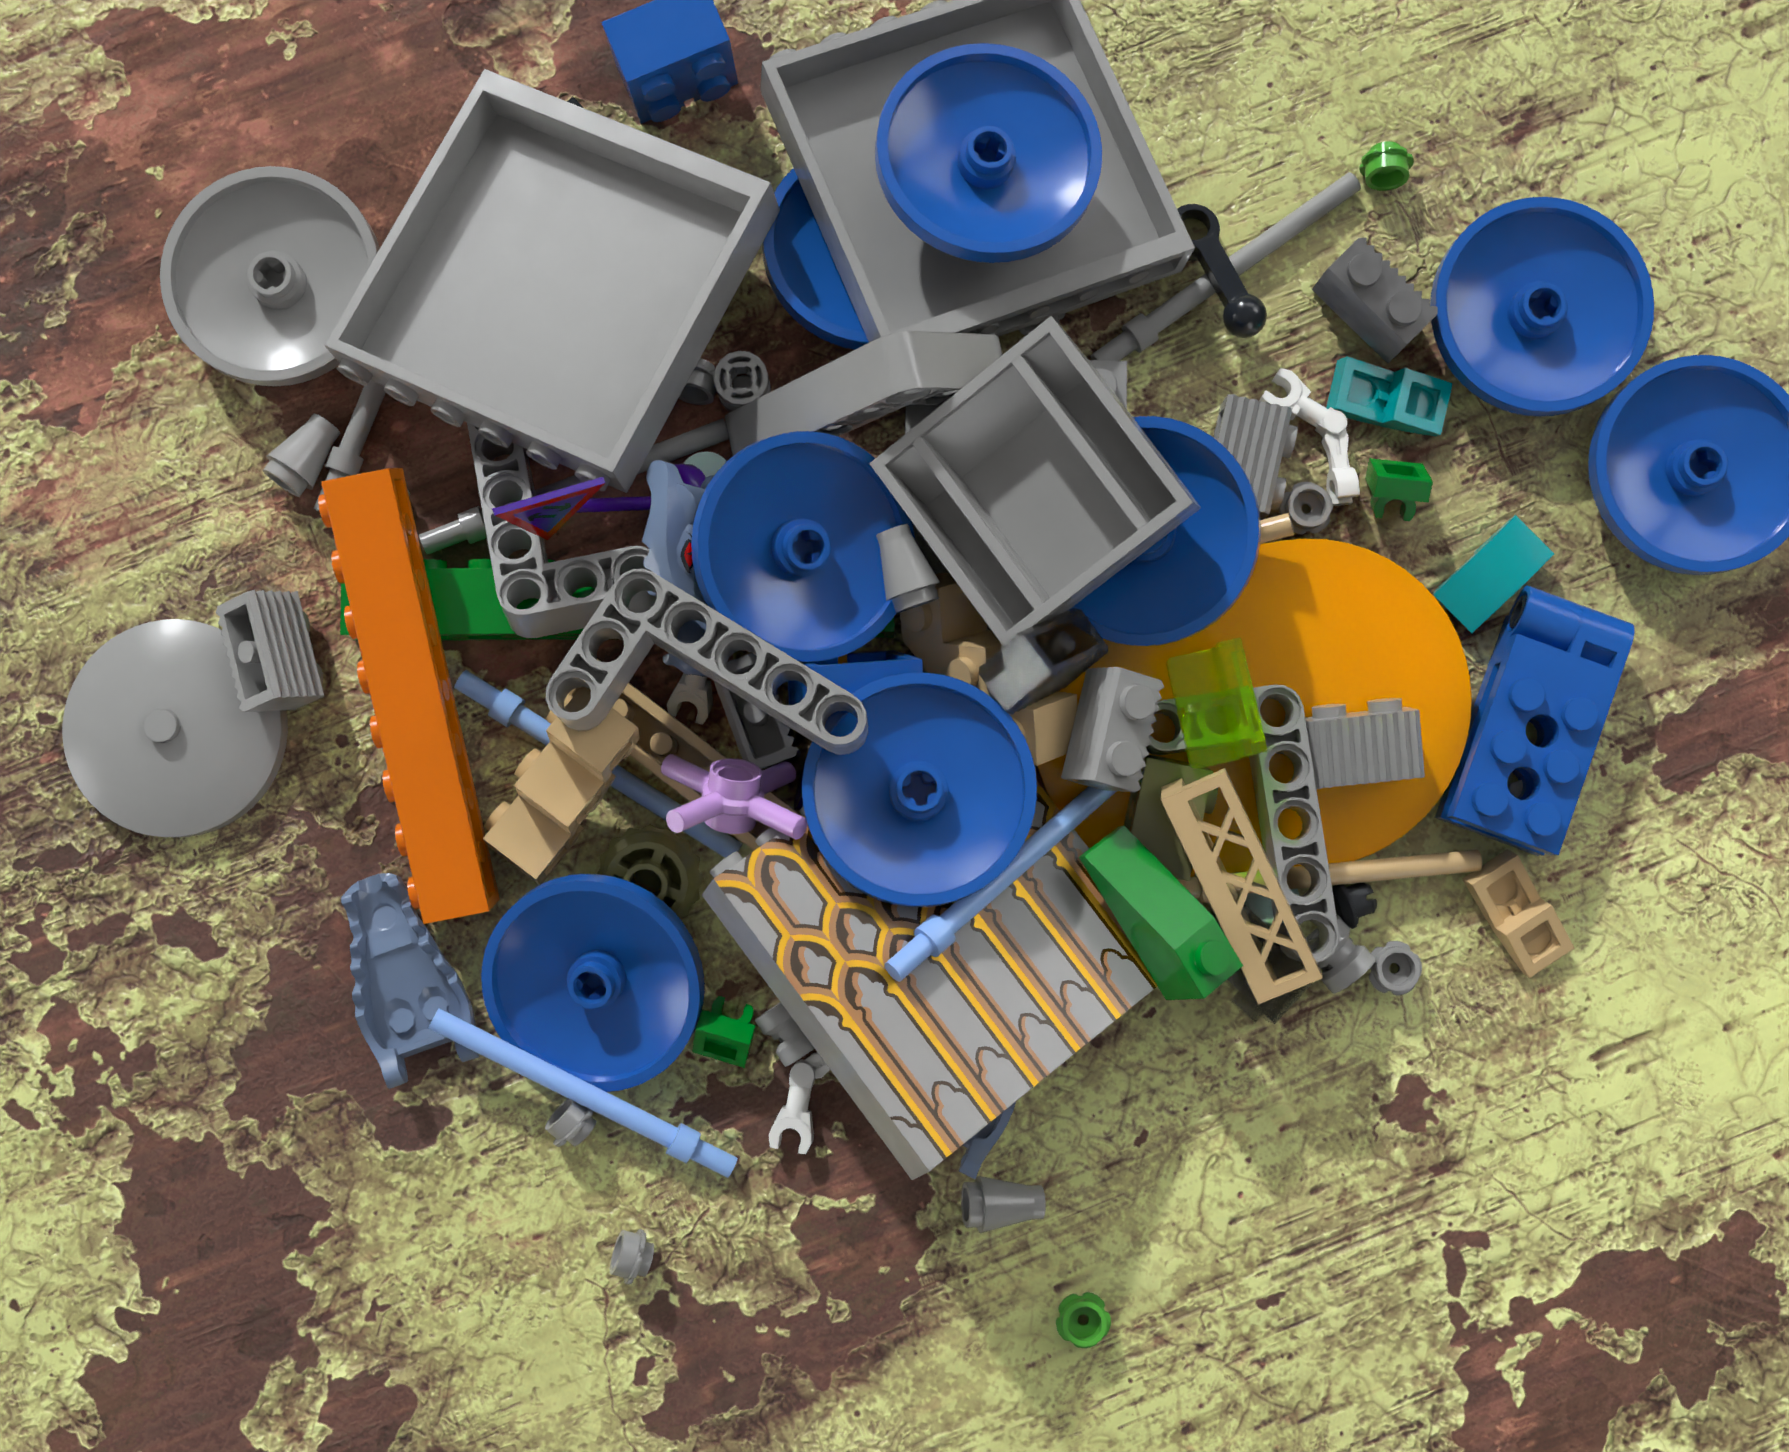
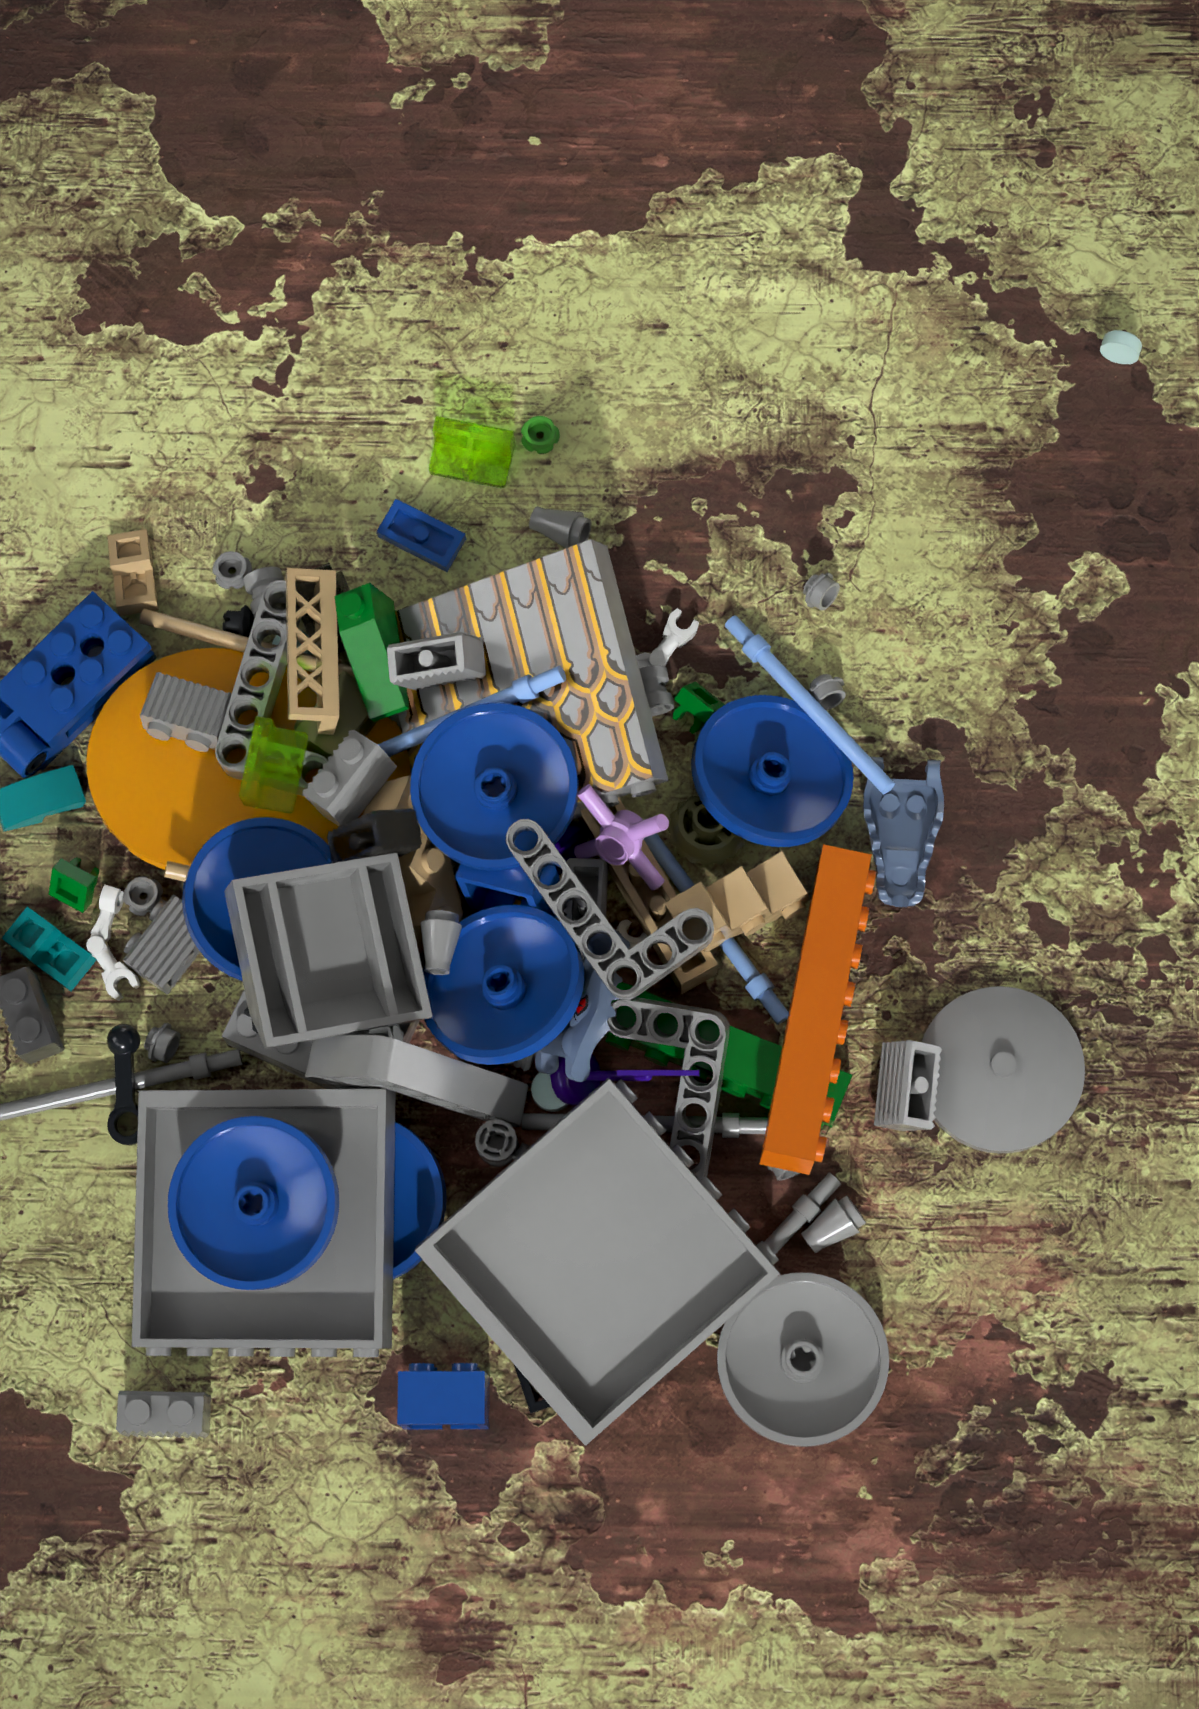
camera: 150 degrees left, 10 degrees down
(1068, 927) = (436, 660): none -> light grey brick
(1160, 1257) = (471, 452): none -> clear neon green panel
(1175, 1116) = (421, 535): none -> blue plate
(1198, 339) = (162, 1043): none -> light grey plate

